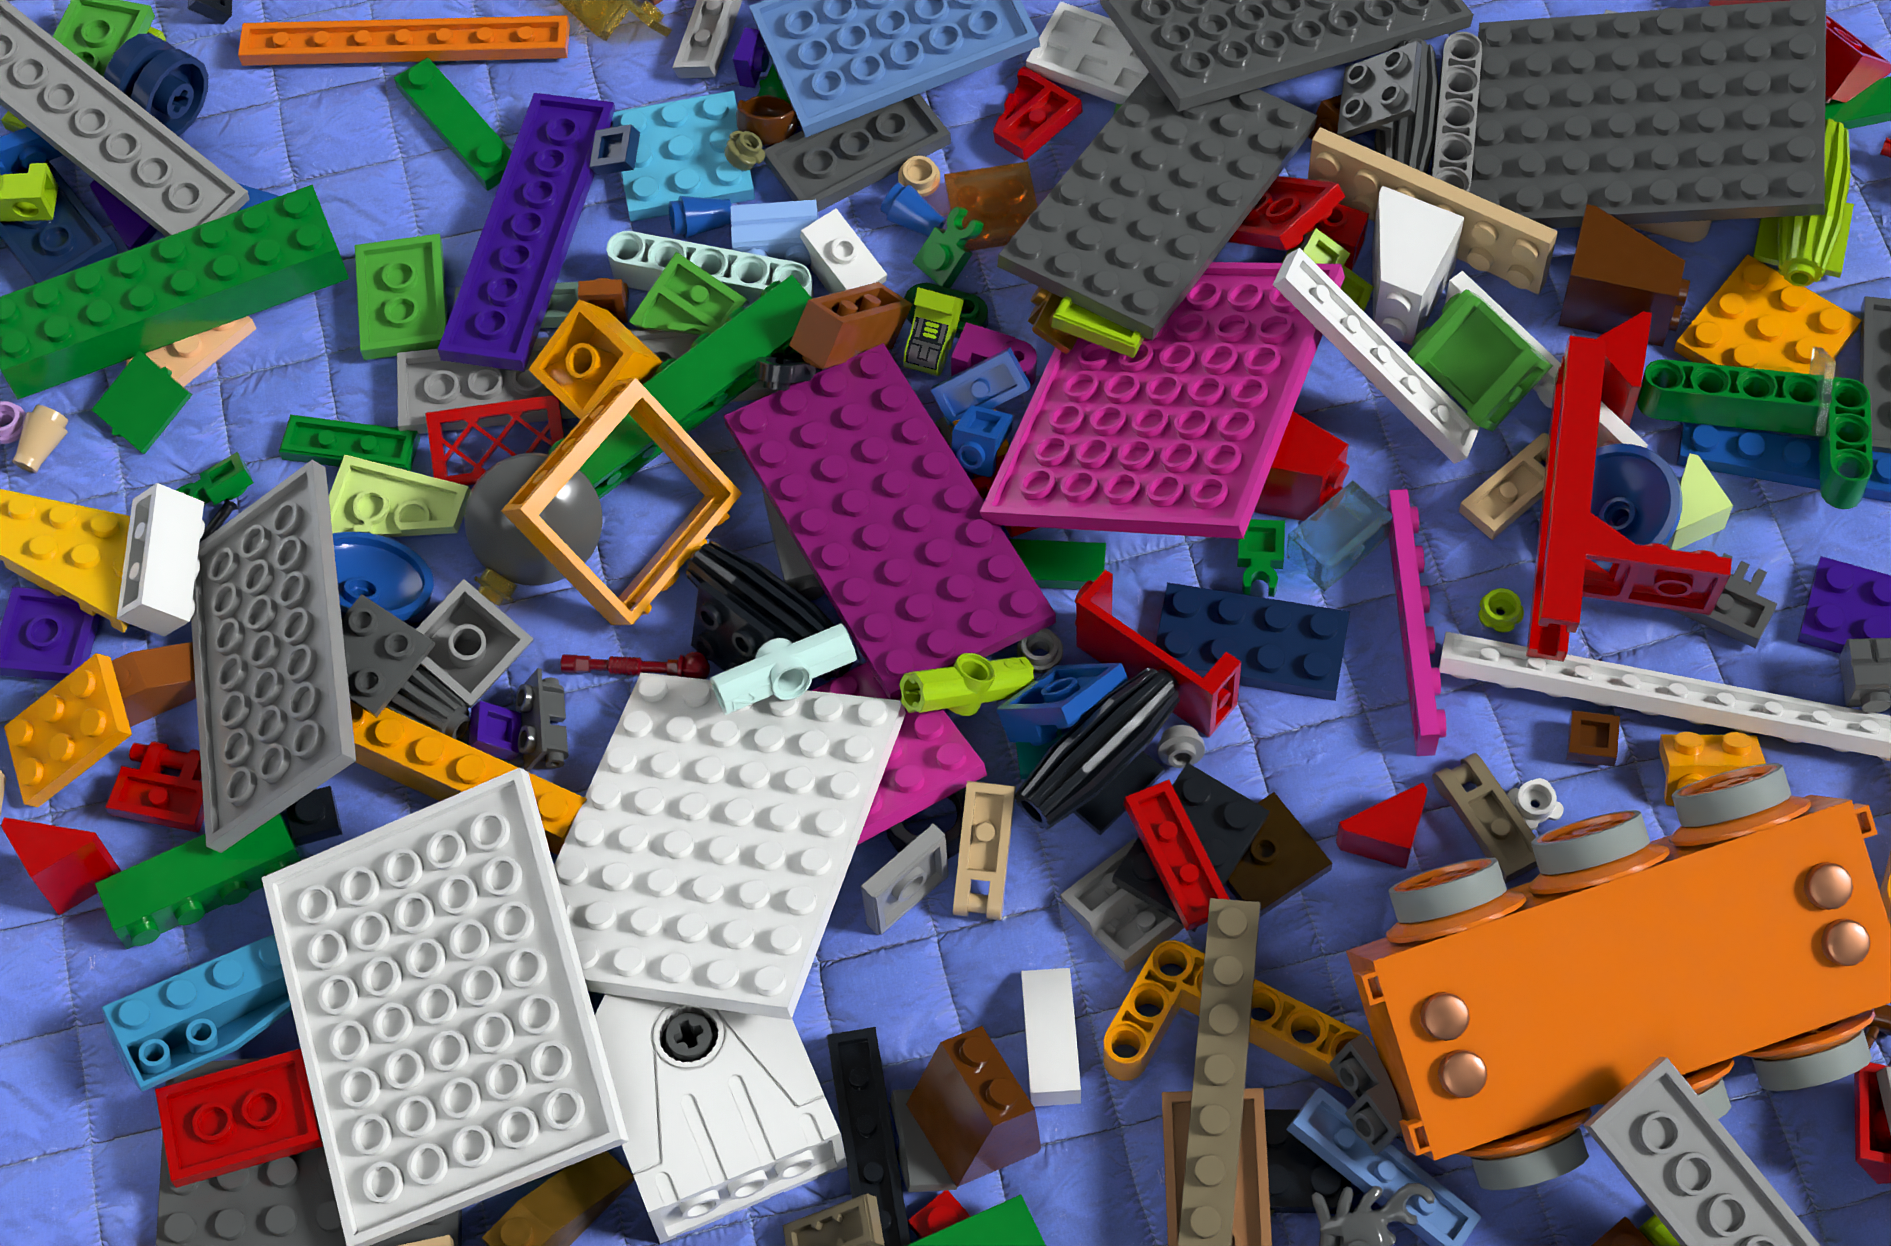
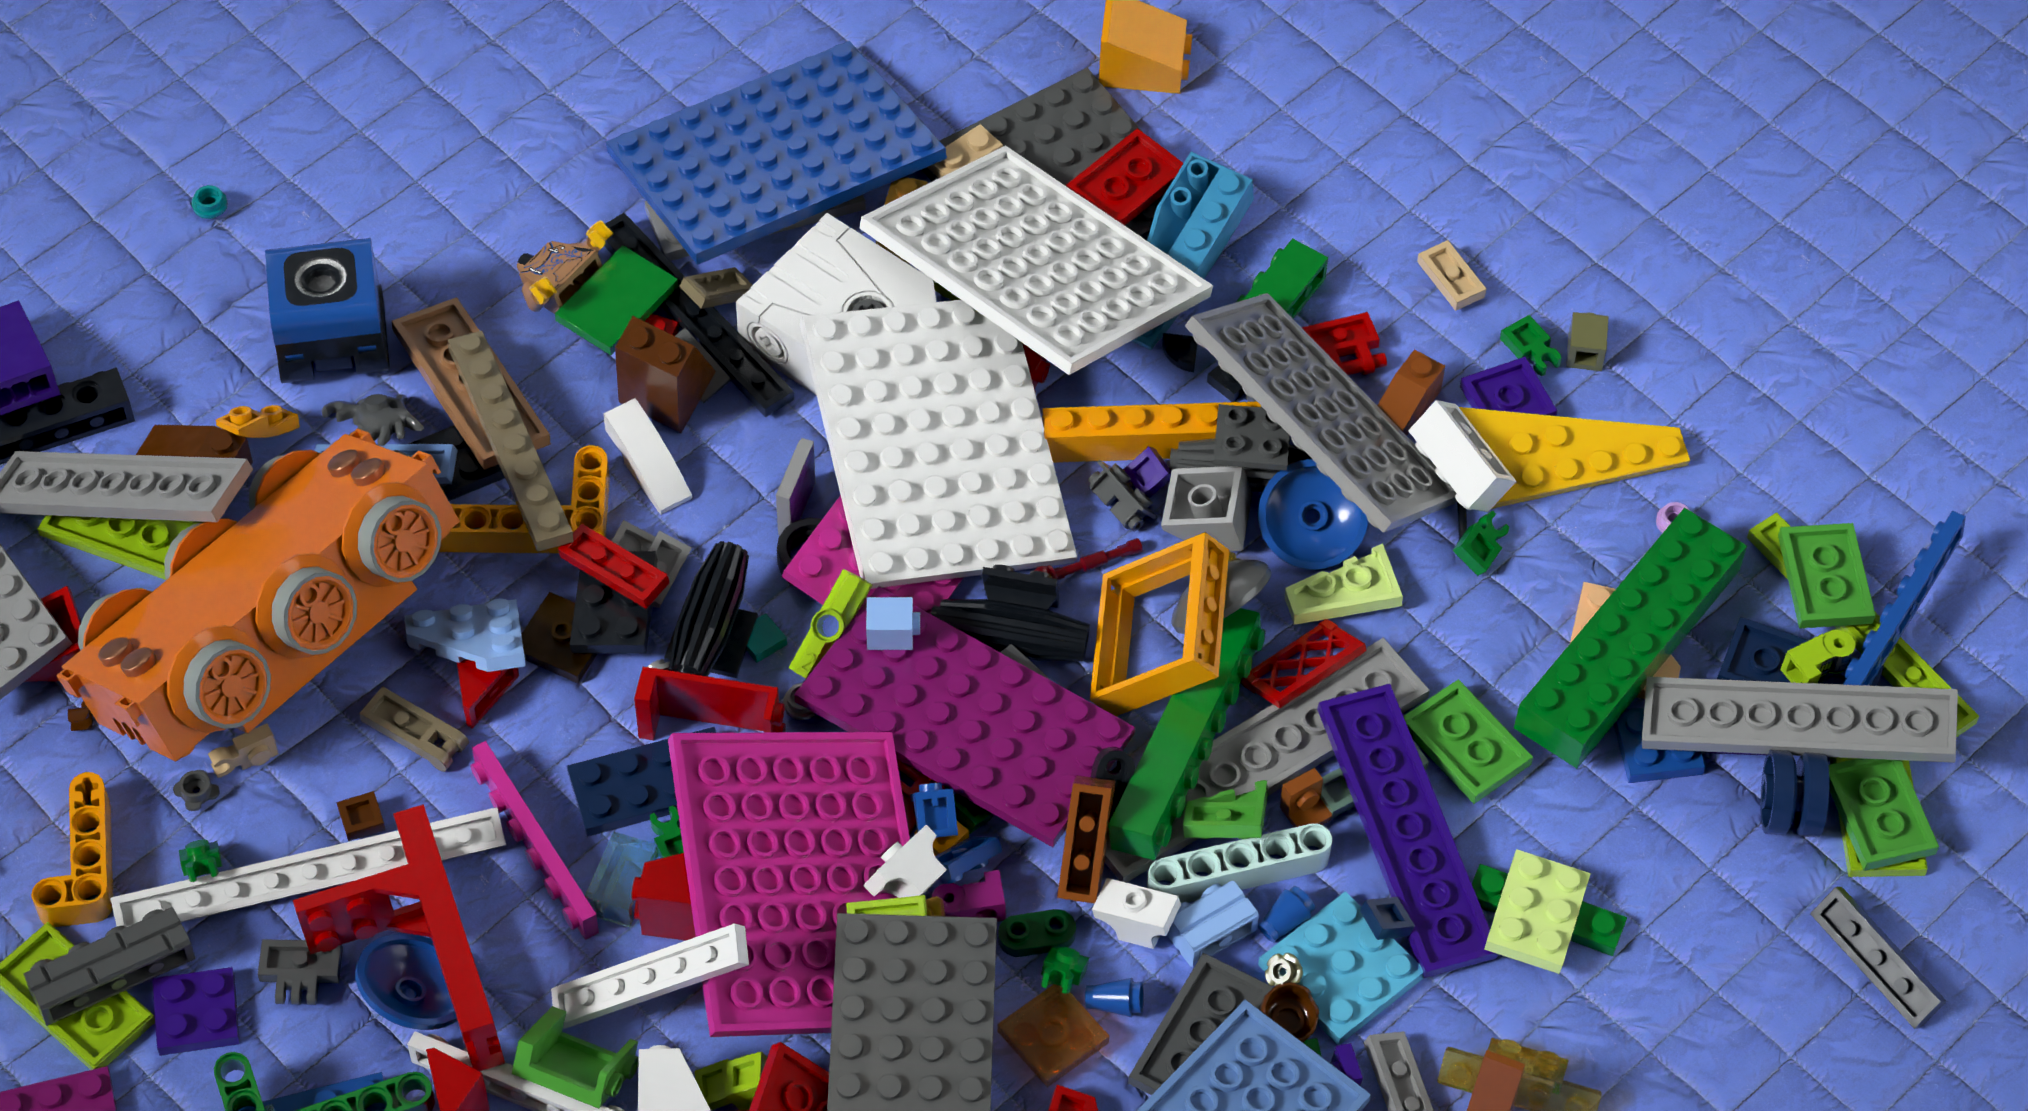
camera: 145 degrees right, 5 degrees down
(39, 437) = (1638, 520): tan cone -> none
(60, 860) = (1366, 258): red slope -> none
(67, 730) = (1429, 331): light orange plate -> none
(141, 402) = (1586, 573): green piece -> none
(329, 440) = (1416, 620): green tile -> none
(404, 40) = (1645, 955): orange plate -> none
(471, 105) = (1537, 911): none -> yellowish green plate
(589, 356) = (1262, 729): light orange slope -> none
(783, 669) = (962, 562): light aqua piece -> none
(912, 611) = (891, 623): none -> light blue brick
(920, 174) = (1132, 1035): tan plate -> none
(932, 331) = (1031, 890): lime leg -> none
(984, 848) = (756, 535): tan plate -> none
(1050, 366) = (908, 868): none -> white brick
(1057, 700) = (756, 641): blue plate -> none
(1355, 867) = (477, 632): none -> light blue plate
(1503, 600) = (470, 875): lime plate -> none
(1508, 491) = (507, 977): tan plate -> none
(1542, 792) = (380, 747): white plate -> none
(1696, 757) = (265, 836): light orange bracket -> none
(1703, 507) = (349, 1029): yellowish green slope -> none
(1799, 756) = (200, 859): none -> green plate

